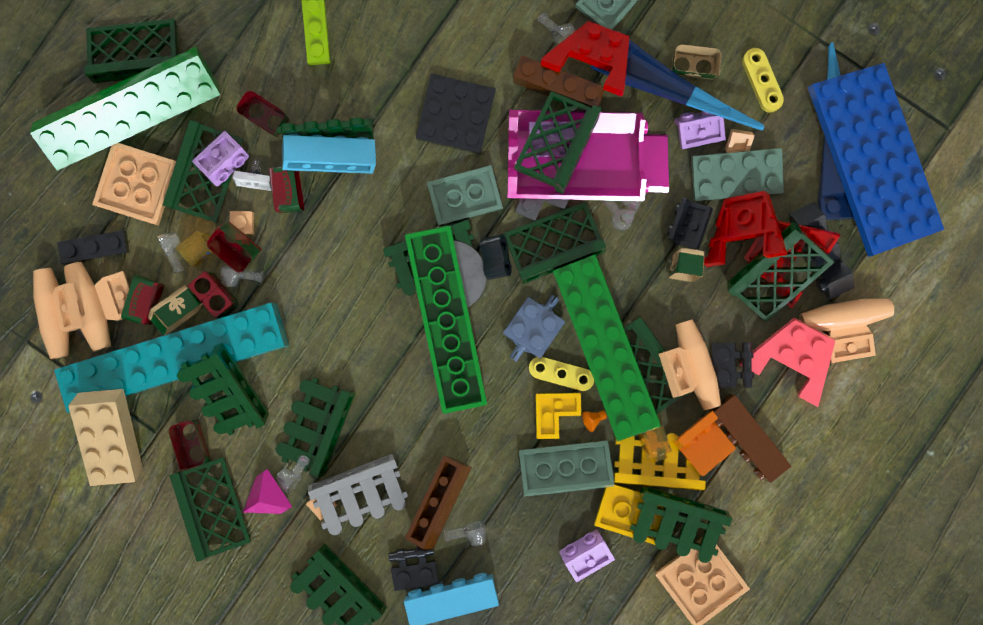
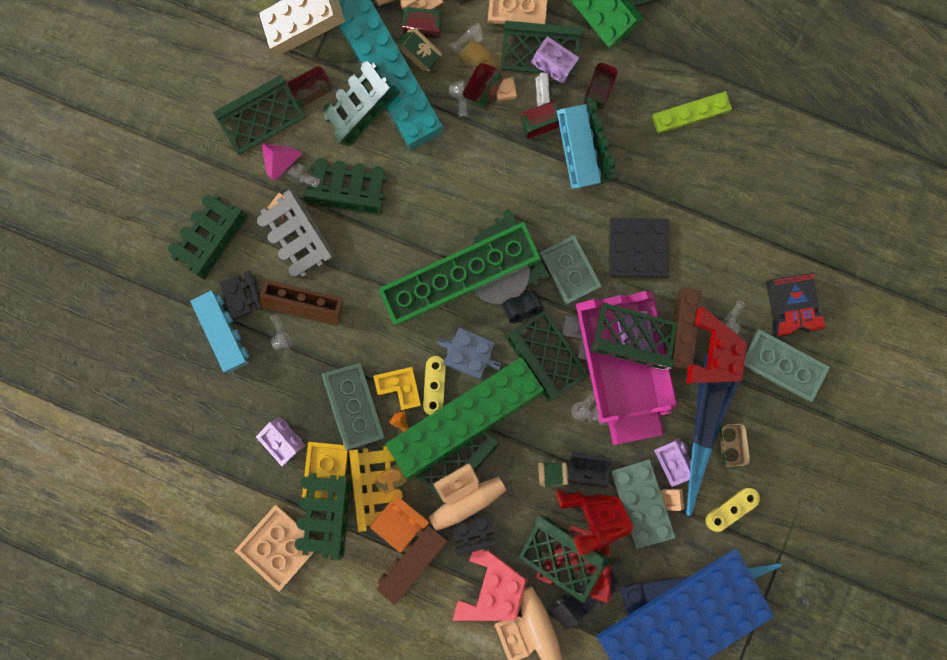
camera: 80 degrees right, 5 degrees down
(231, 302) = (437, 93): dark red piece -> none

